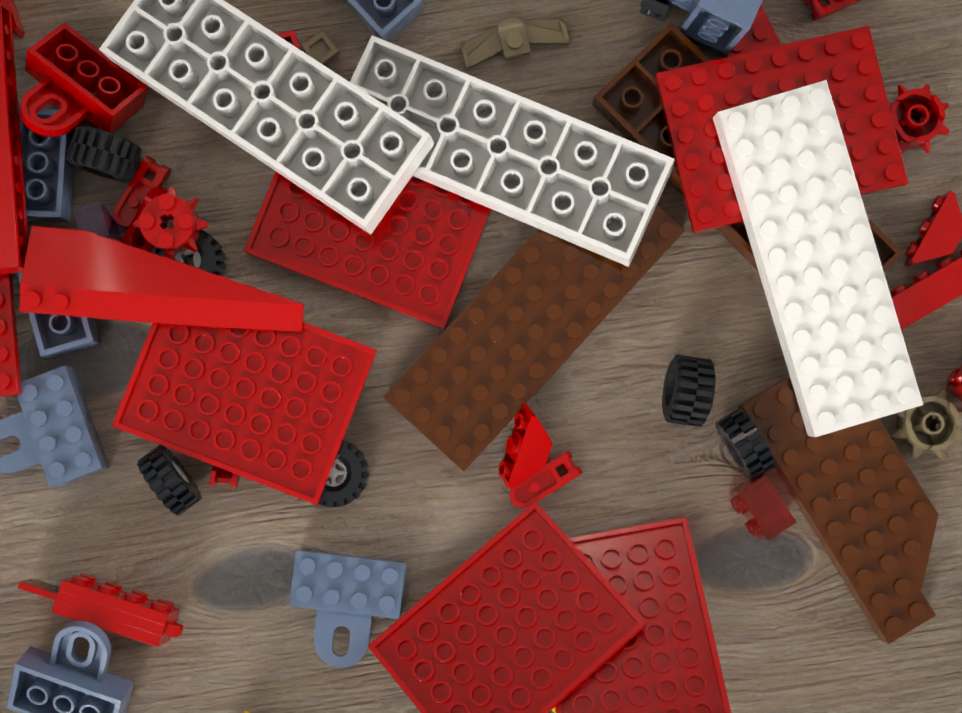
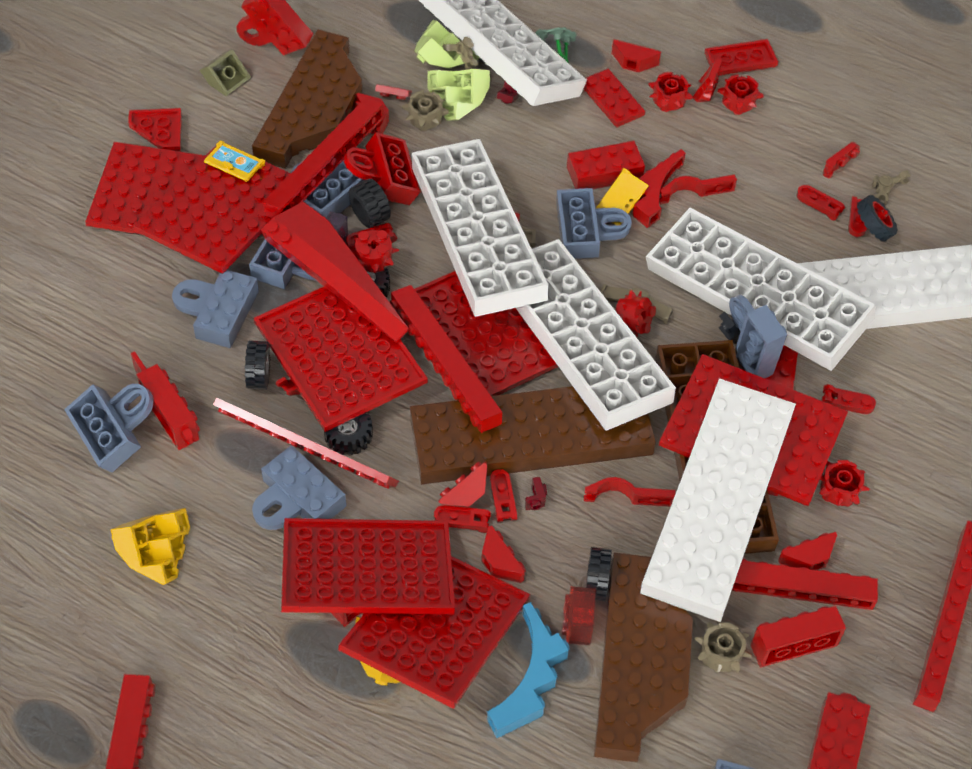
camera: 30 degrees right, 30 degrees down
(305, 532) = (310, 446): none -> plate
(373, 306) = (446, 359): none -> red brick
(535, 70) = (636, 312): none -> red brick
(564, 419) = (502, 495): none -> red plate
(600, 383) = (539, 492): none -> dark red bracket
(621, 498) = (500, 558): none -> red slope
(658, 337) = (638, 496): none -> red piece
(688, 390) = (587, 522): black tyre -> none
(775, 647) = (525, 702): none -> dark azure arch

